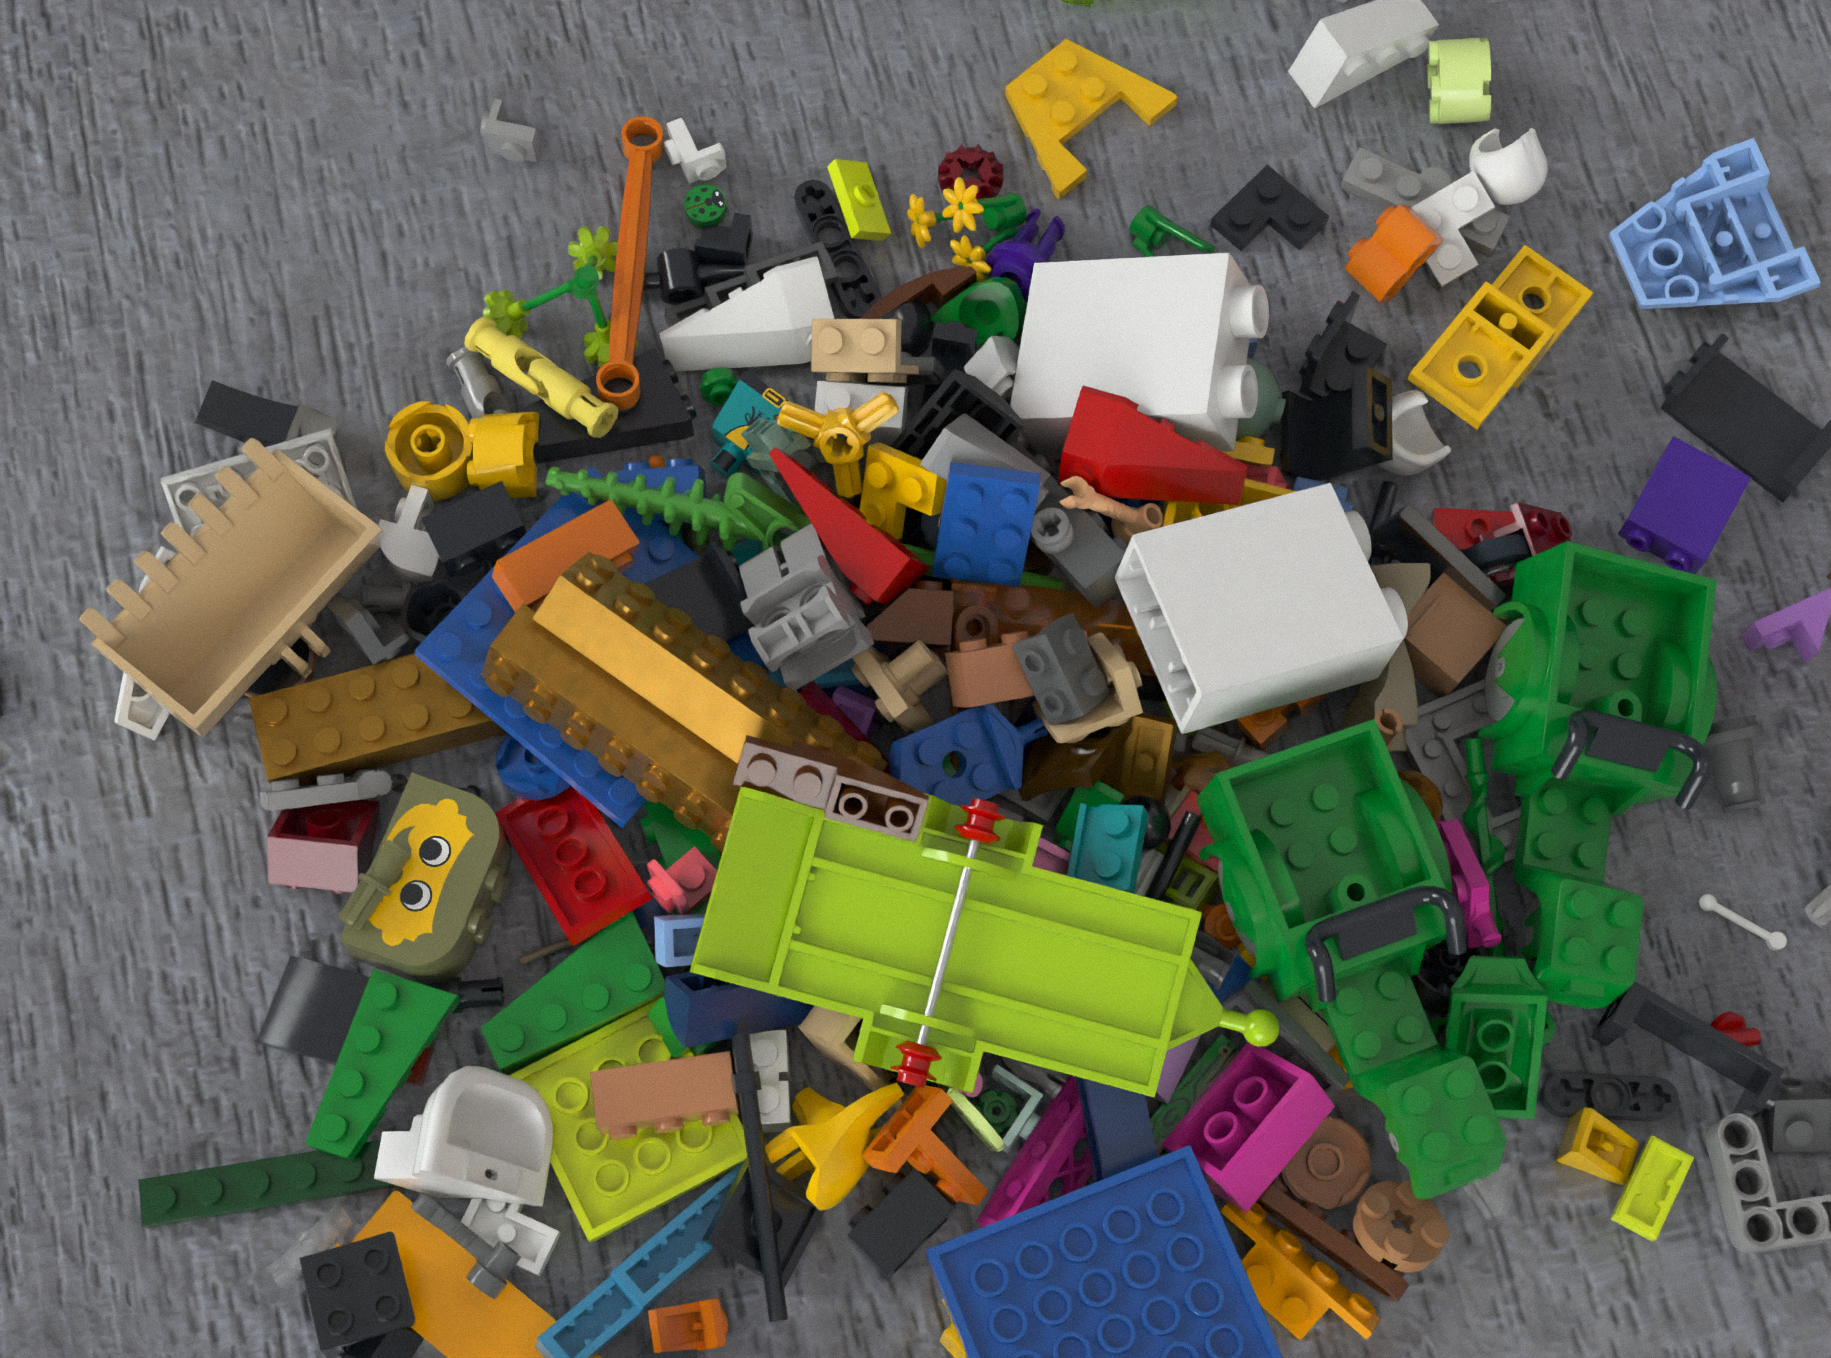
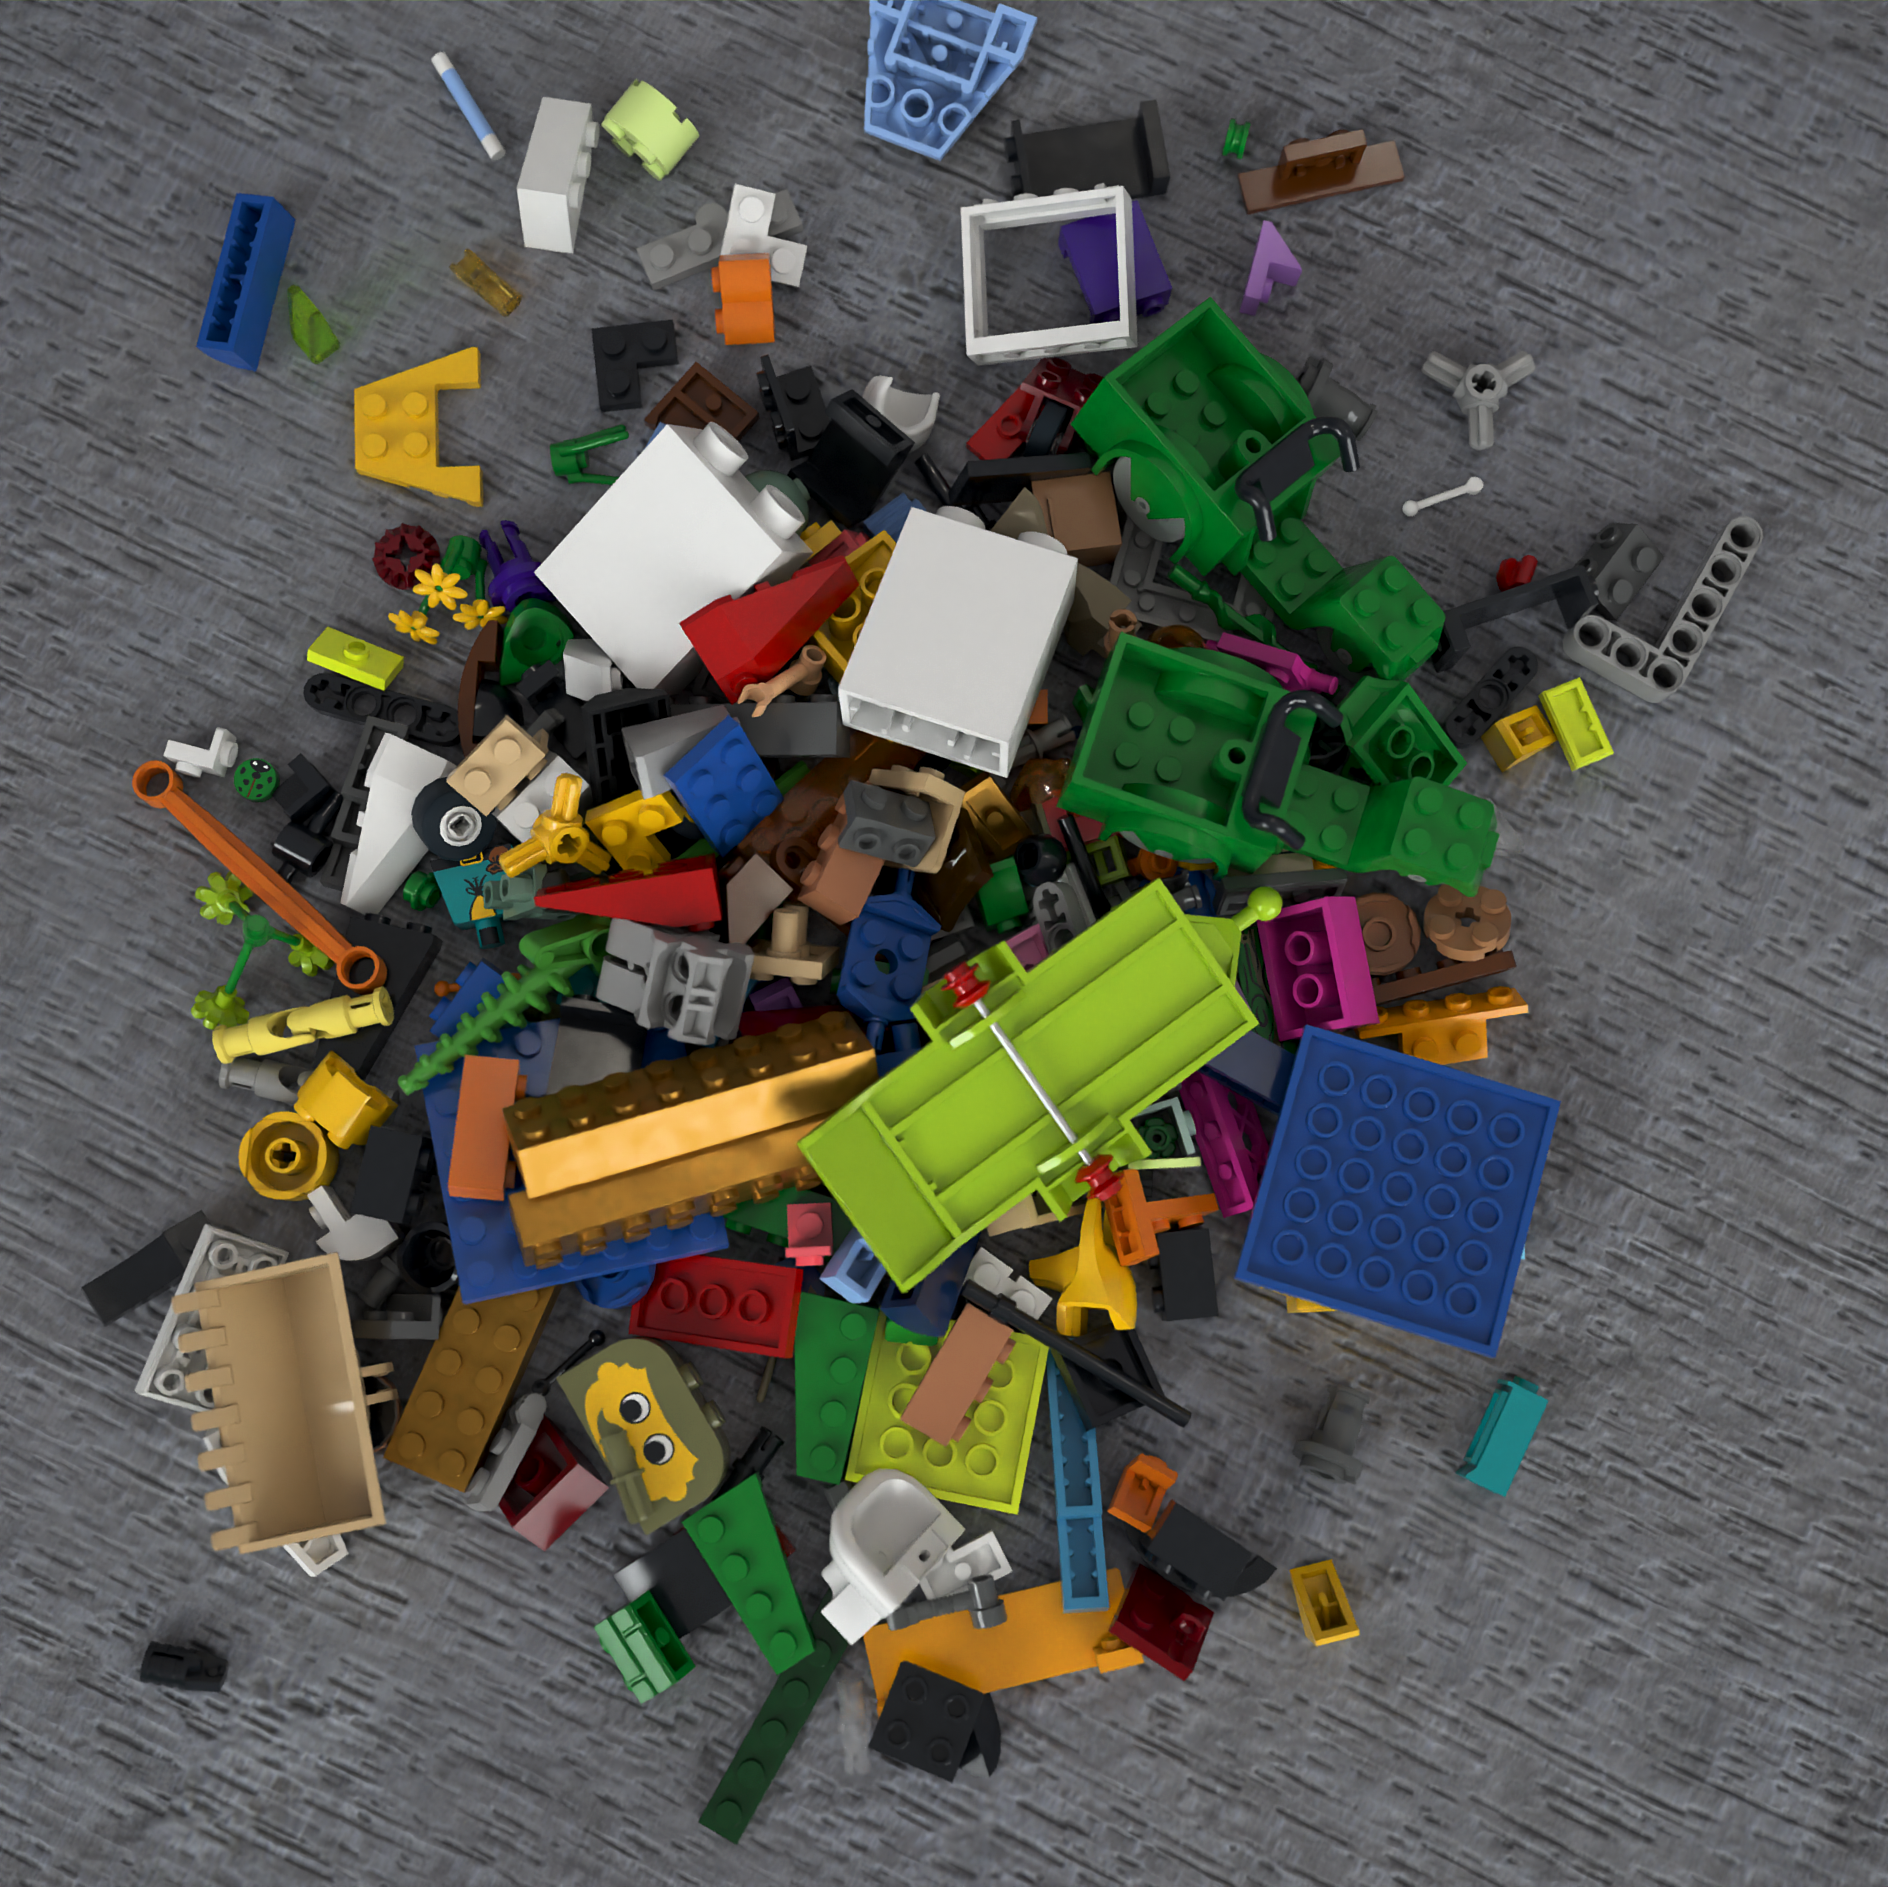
camera: 55 degrees left, 10 degrees up
(250, 1021) = (644, 1647): none -> green brick
(509, 139) = (67, 889): light grey bracket -> none
(790, 339) = (434, 820): none -> black wheel
(834, 783) = (855, 1066): slope -> none
(1060, 520) = (776, 729): light grey bush -> none
(1108, 845) = (1045, 903): teal plate -> none
(1233, 67) = (487, 284): none -> clear yellow bar
(1288, 293) = (701, 400): none -> reddish brown wing
(1500, 336) = (880, 280): yellow bracket -> none
(1510, 172) = (753, 160): white piece -> none
(1661, 399) = (1029, 210): none -> white window

